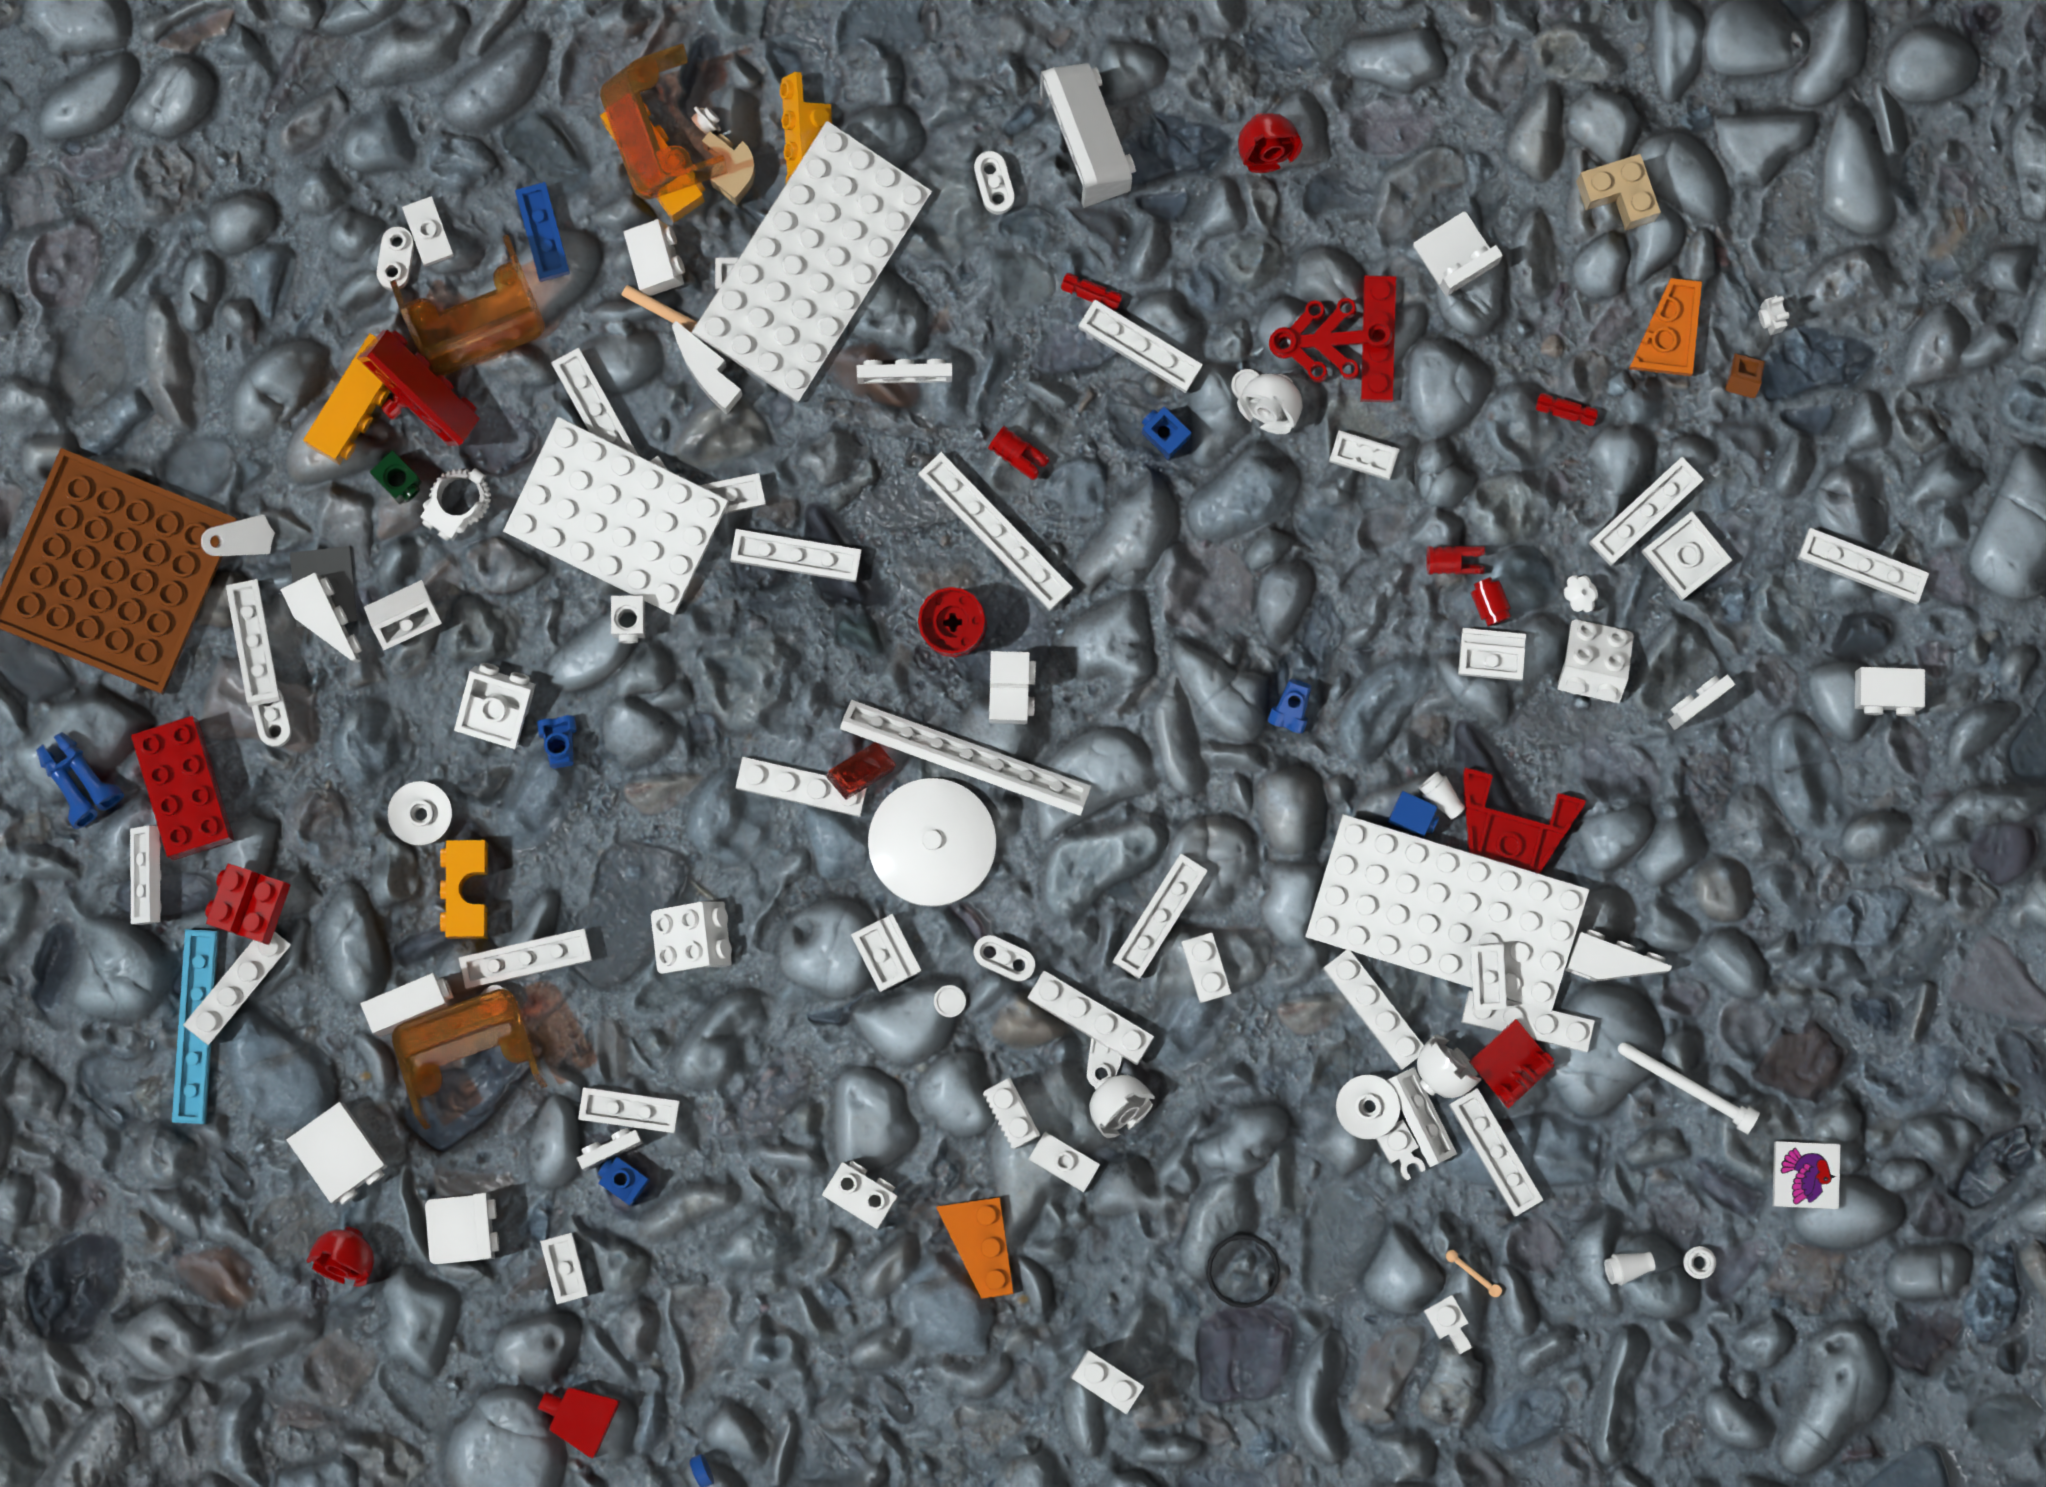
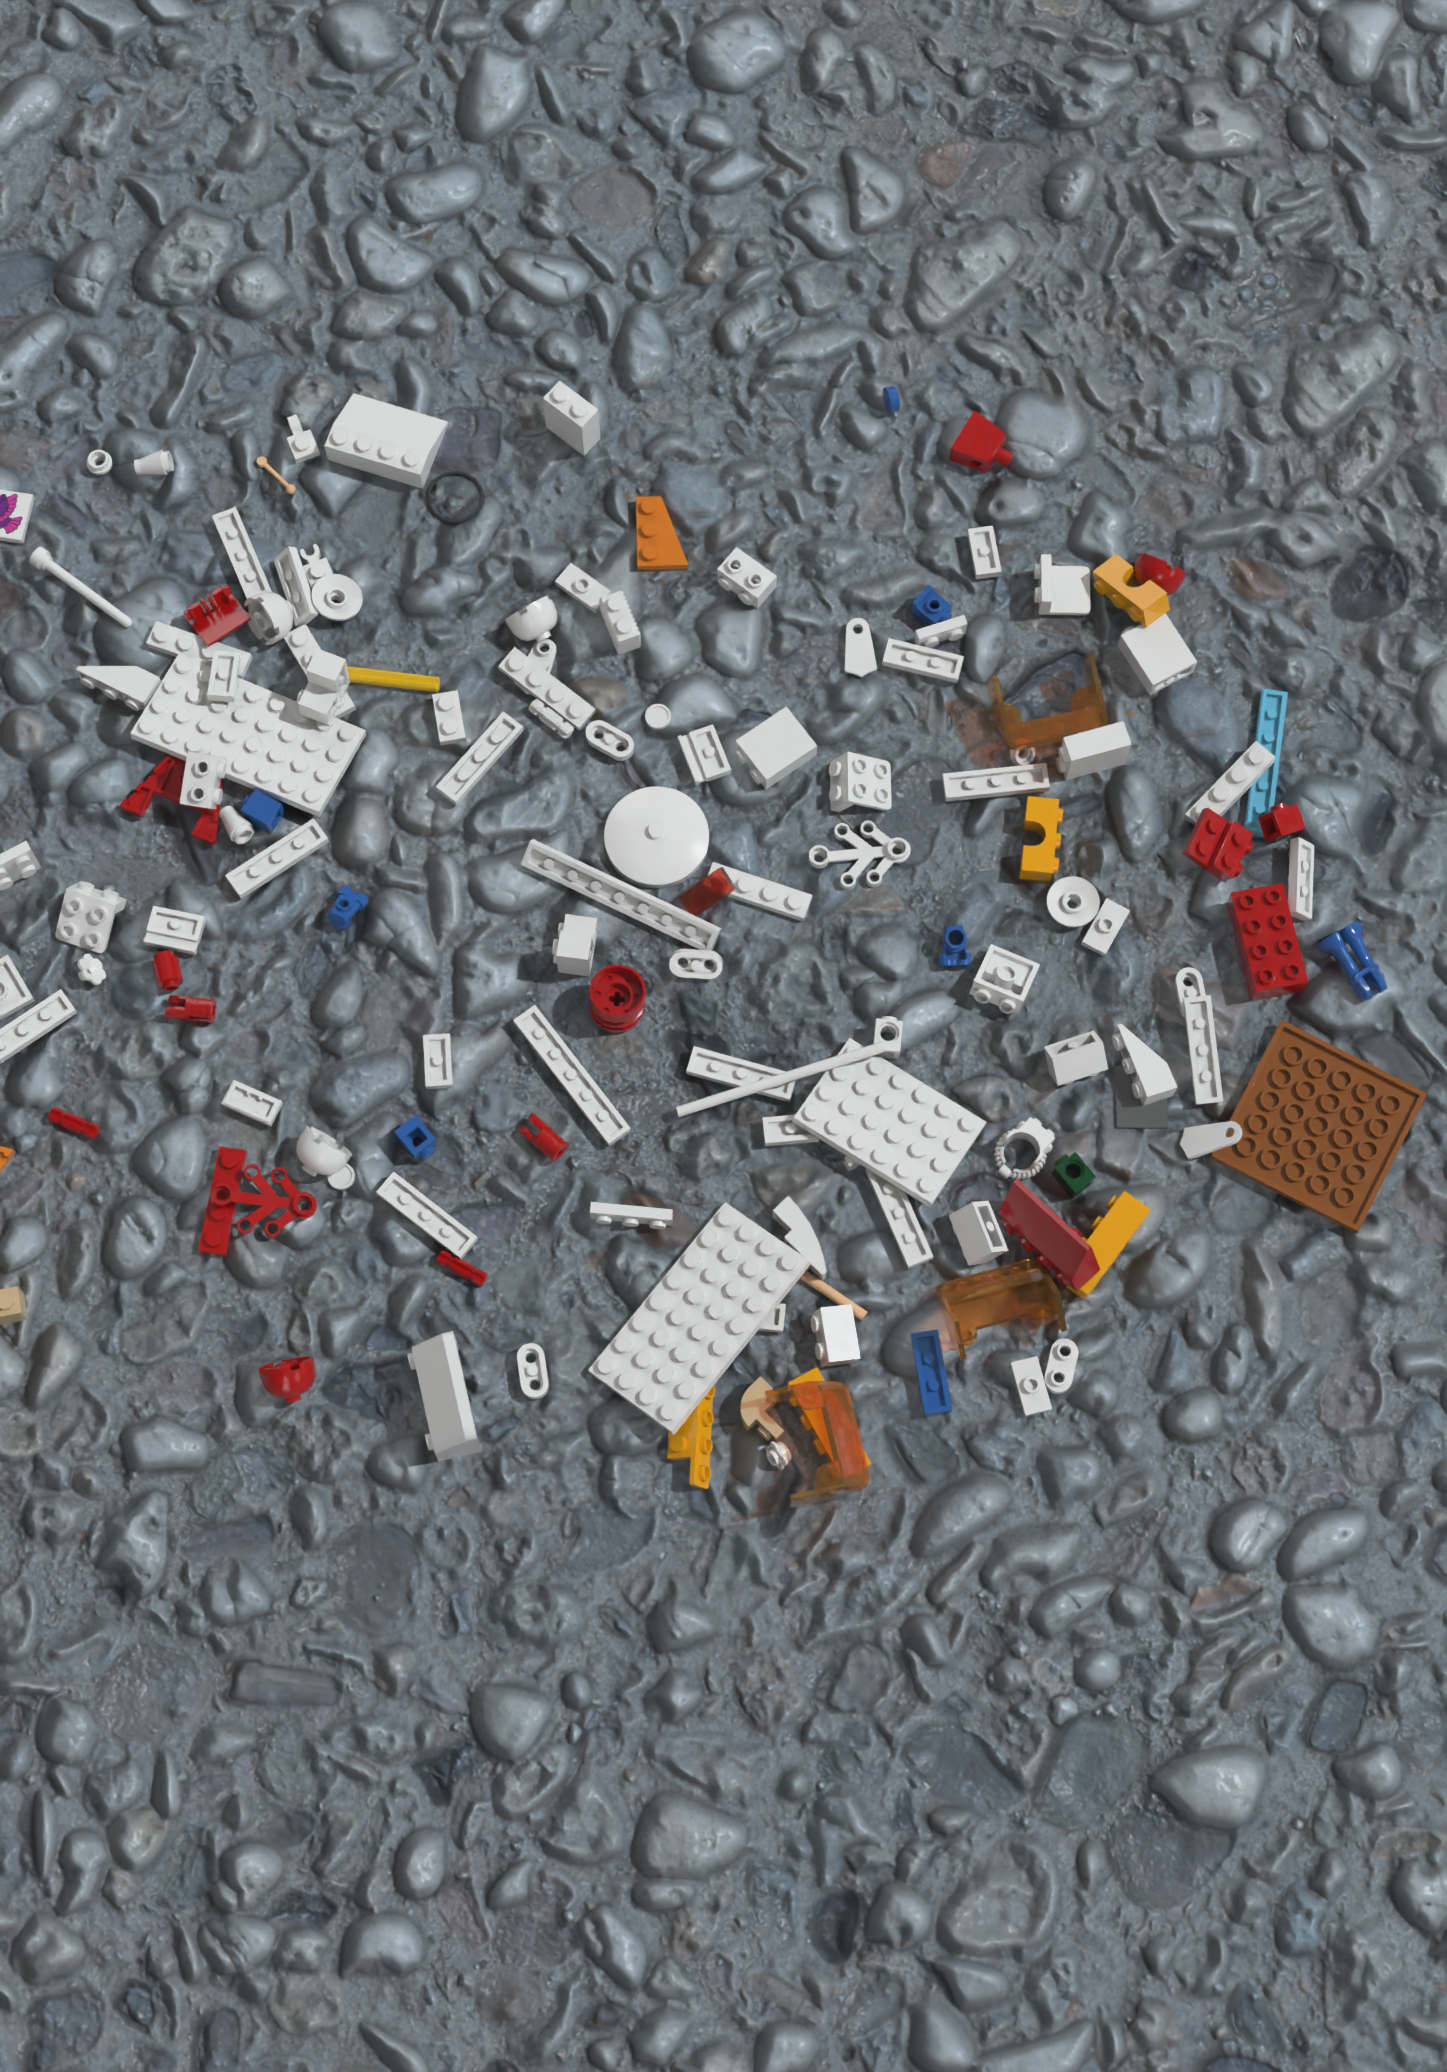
camera: 170 degrees left, 10 degrees down
(171, 941) = (1281, 821): none -> red brick
(356, 1206) = (1142, 603): none -> light orange arch
(378, 789) = (1105, 927): none -> white plate
(501, 393) = (978, 1232): none -> white brick
(678, 848) = (863, 853): none -> white plant
(709, 1118) = (859, 649): none -> white piece
(748, 548) = (780, 1079): none -> white piece
(800, 969) = (775, 748): none -> white brick
(865, 683) = (696, 964): none -> white plate
(1080, 980) = (551, 718): none -> white axle
(1154, 530) = (438, 1061): none -> white plate
(1287, 1010) = (394, 679): none -> yellow axle
(1341, 1339) = (385, 440): none -> white slope
(1362, 969) = (326, 686): none -> white brick
(1385, 758) = (277, 858): none -> white plate
(1456, 253) = (141, 1262): white bracket -> none
(1488, 832) = (202, 780): none -> white brick

